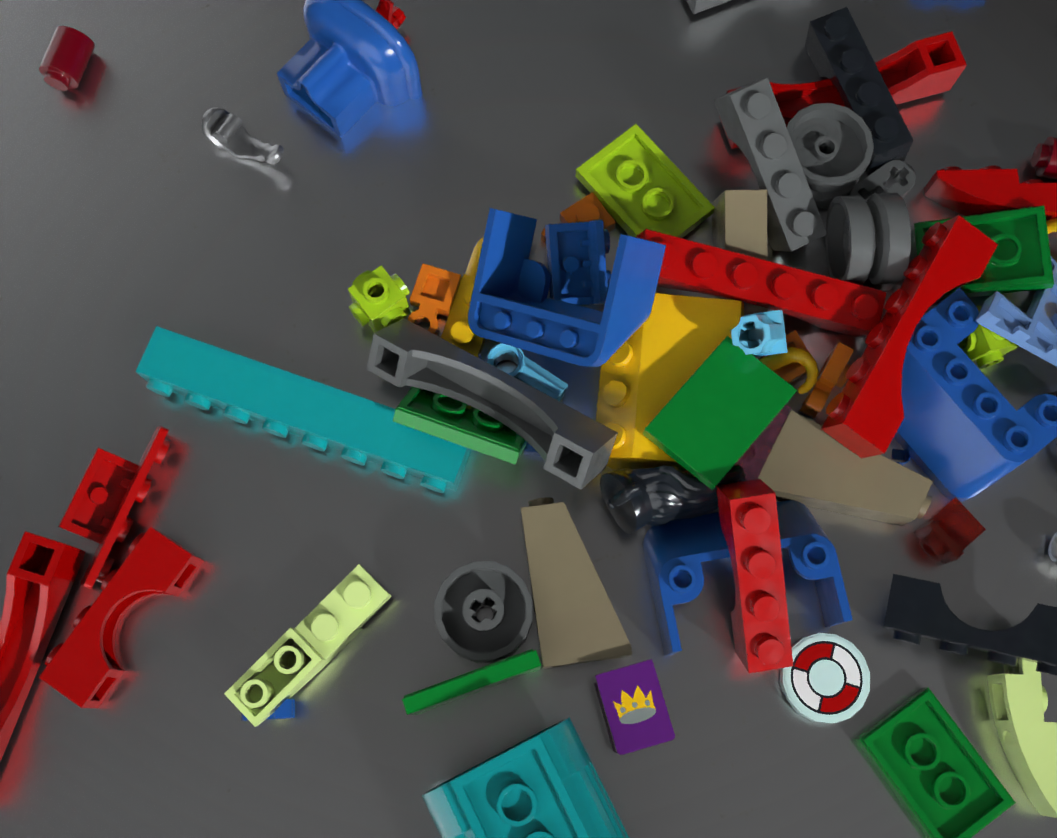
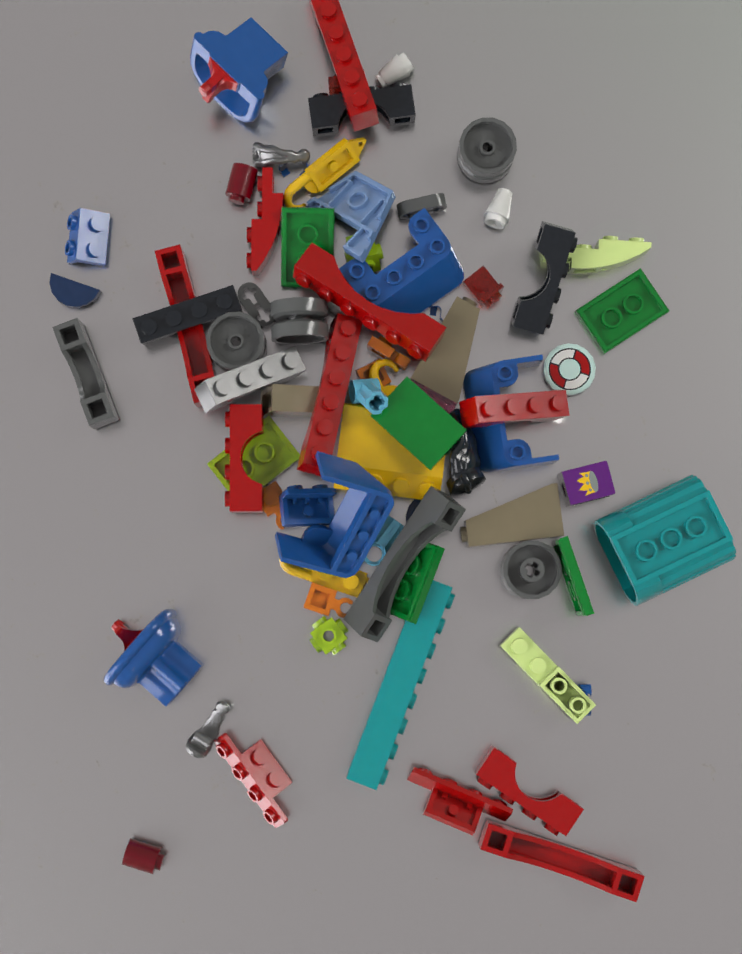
camera: 90 degrees left, 10 degrees up
(177, 213) = (258, 773): none -> bracket
(695, 164) = (245, 424): none -> red arch

